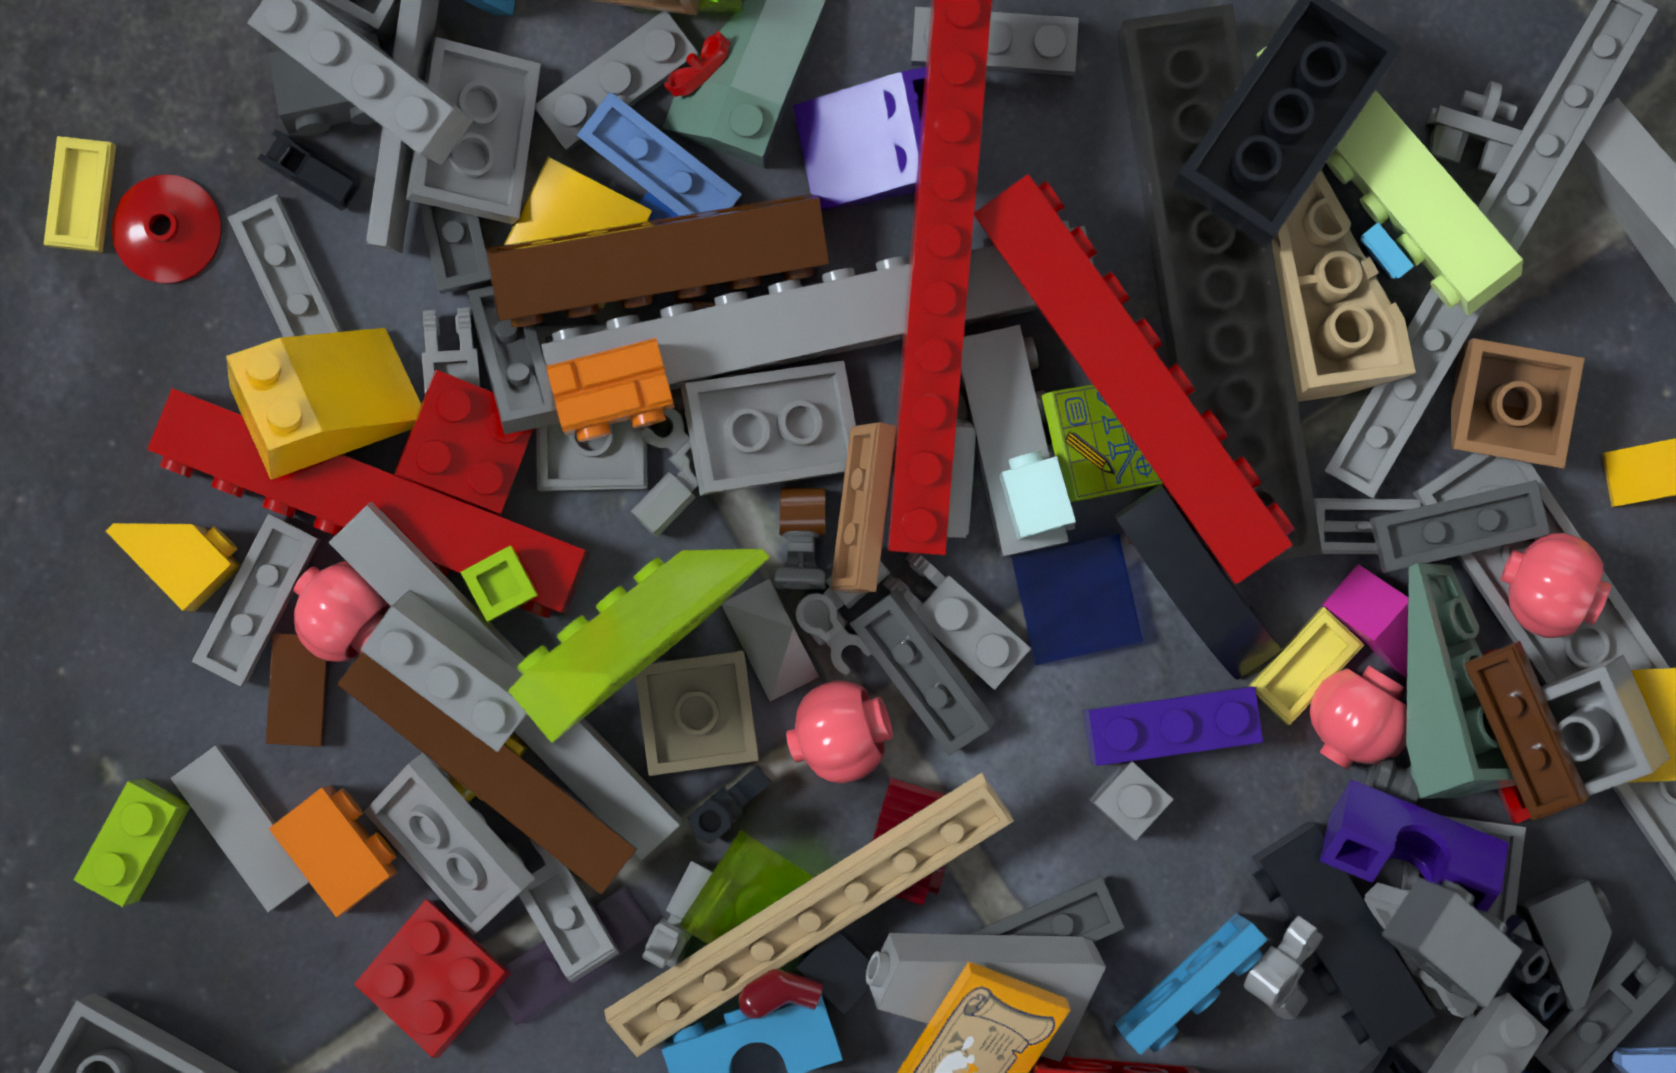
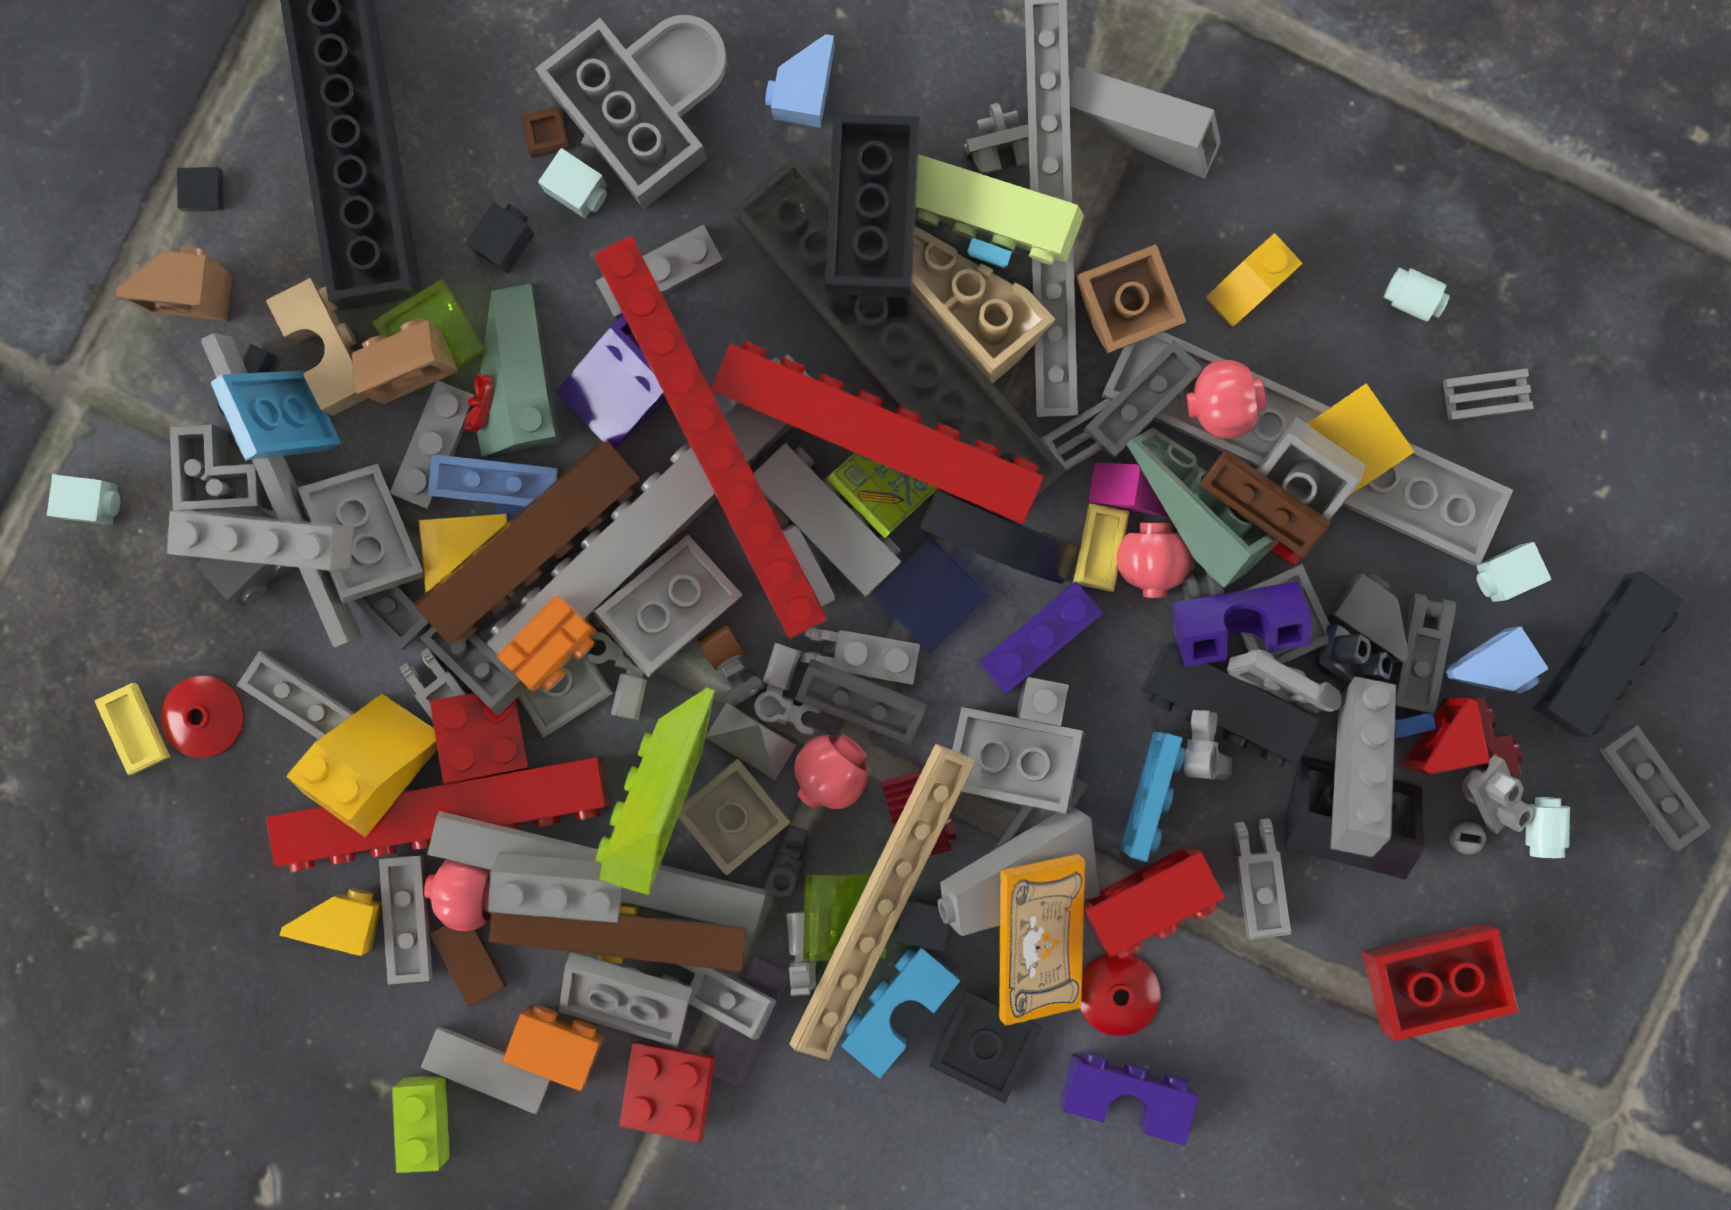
camera: 30 degrees left, 0 degrees up
(315, 172) = (275, 622): black bar -> none
(499, 583) = (553, 813): lime plate -> none
(776, 989) = (890, 962): dark red arm -> none
(863, 508) = (757, 621): medium nougat tile -> none
(1036, 495) = (861, 545): light aqua brick -> none
(1064, 850) = (1019, 759): none -> light grey plate
(1453, 940) = (1299, 665): dark grey brick -> none

